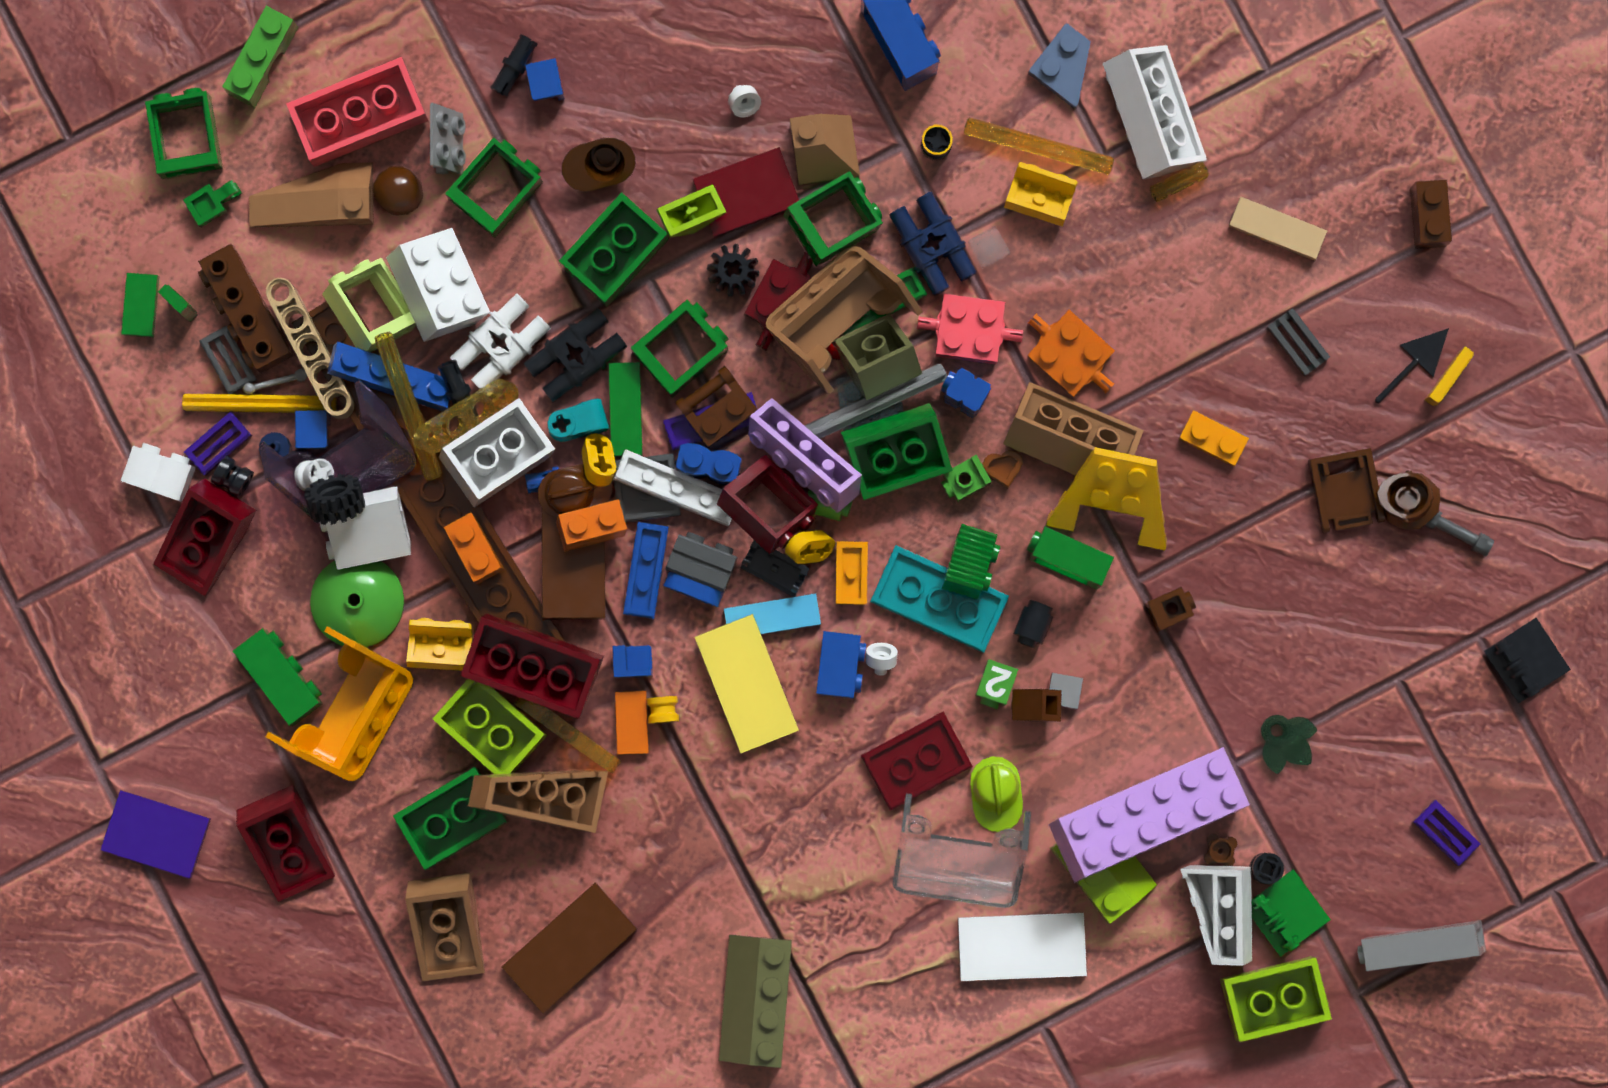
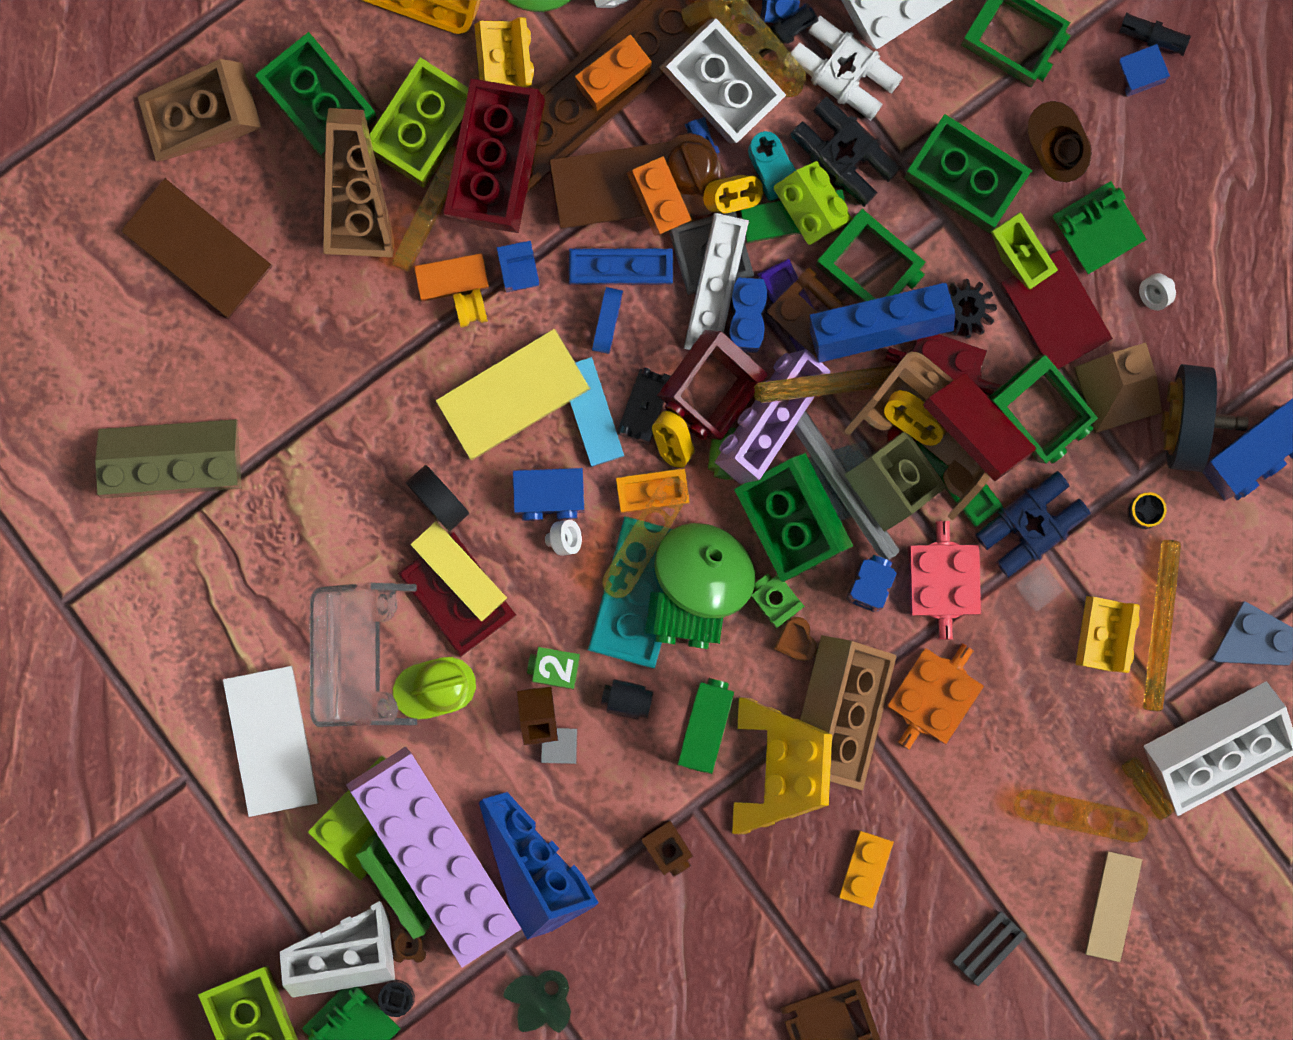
camera: 75 degrees right, 0 degrees up
(618, 390) = (812, 202): none -> lime bracket
(678, 142) = (1099, 227): none -> green hinge
(702, 562) = (638, 325): dark grey brick -> none
(737, 345) = (882, 322): none -> blue brick
(783, 406) = (821, 384): none -> clear yellow axle
(825, 329) = (914, 418): none -> yellow beam
(830, 764) = (437, 498): none -> black tyre
(844, 274) = (979, 426): none -> dark red tile
(864, 87) = (1193, 418): none -> black wheel
(895, 582) = (642, 535): none -> clear yellow beam
(897, 755) = (458, 571): none -> light yellow tile
(936, 548) = (696, 580): none -> bright green dish
(1169, 854) = (393, 886): none -> bright green plate
(1179, 729) = (535, 878): none -> blue wedge
(1197, 245) = (1081, 811): none -> clear yellow beam

